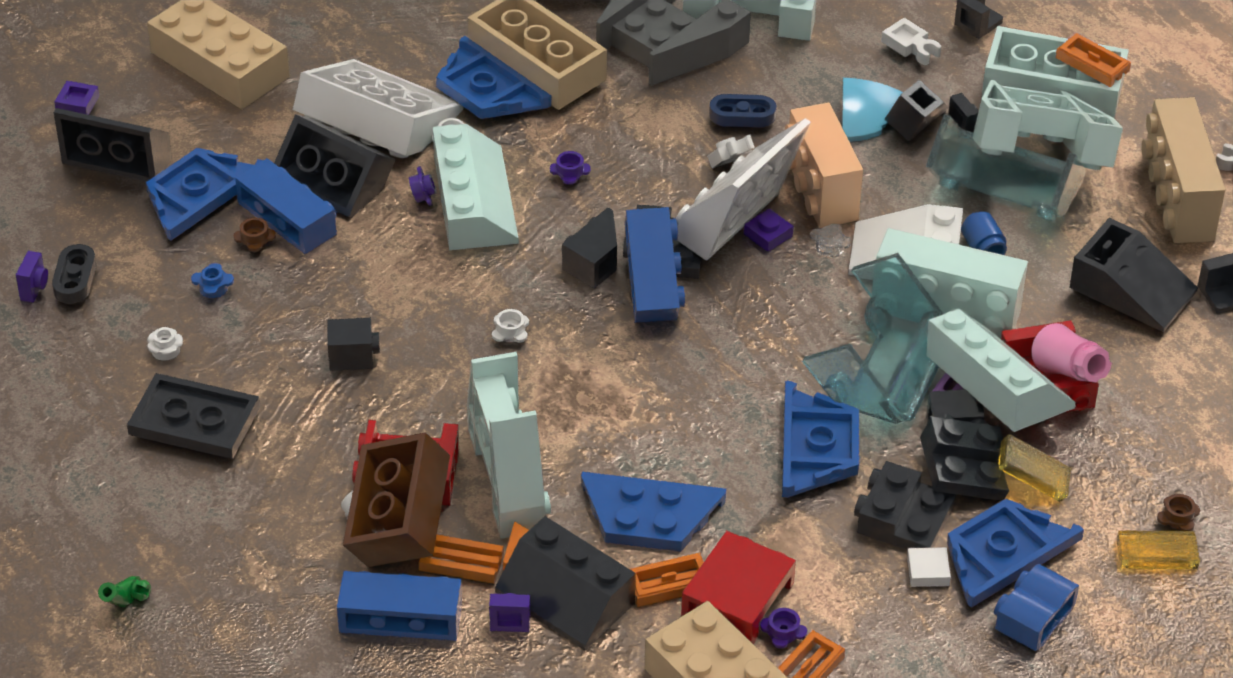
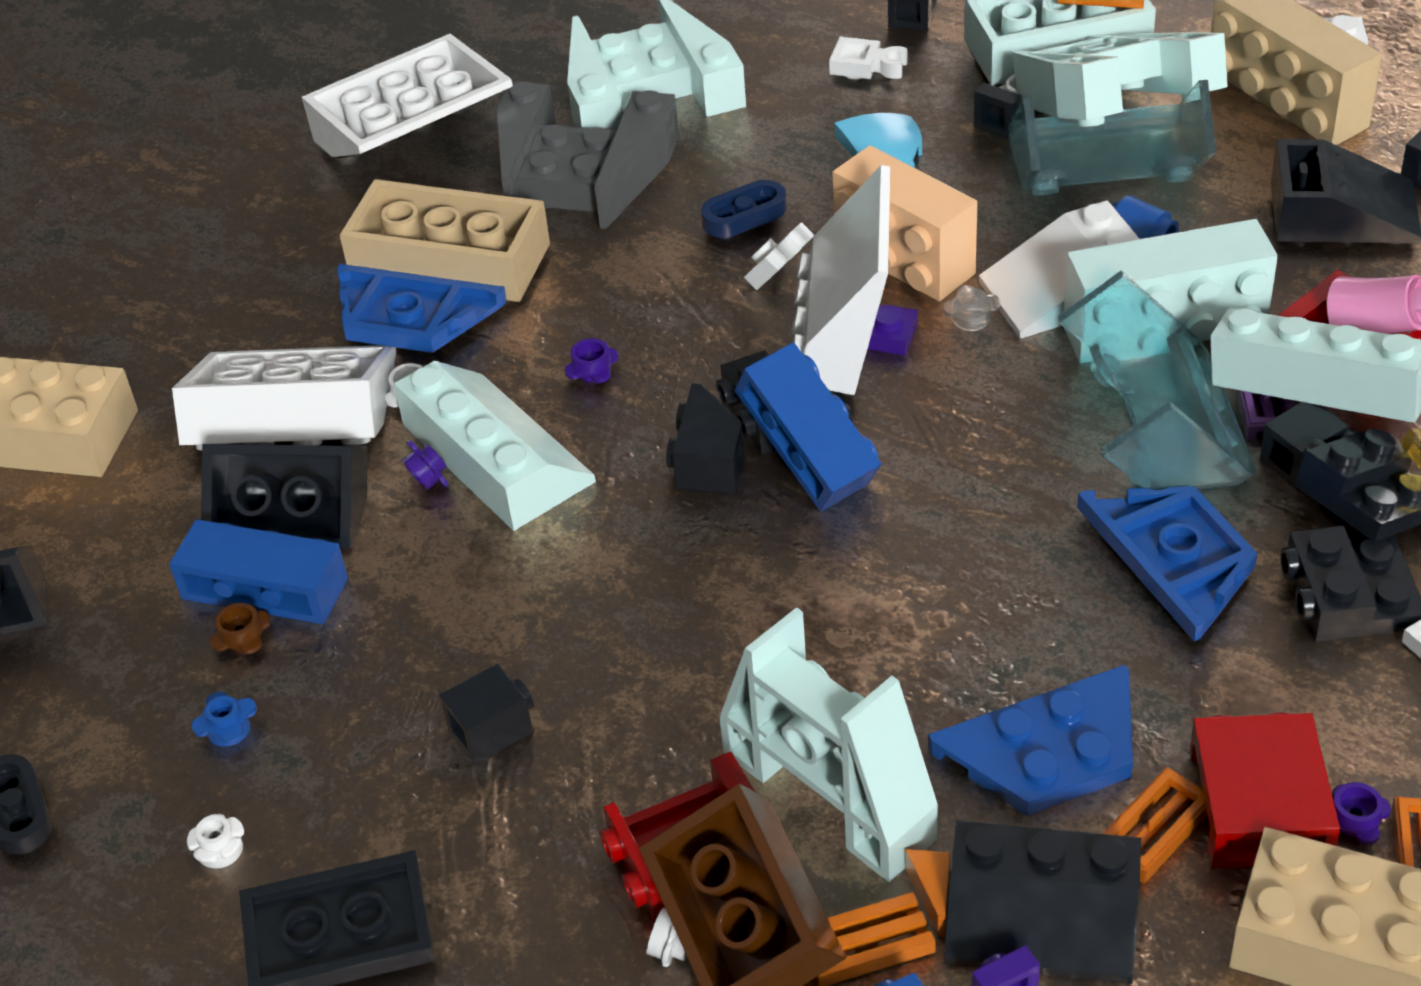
camera: 25 degrees left, 0 degrees up
(194, 188) = (112, 606): blue wing -> none
(510, 326) = (676, 589): white plate -> none
(915, 110) = (945, 123): black slope -> none

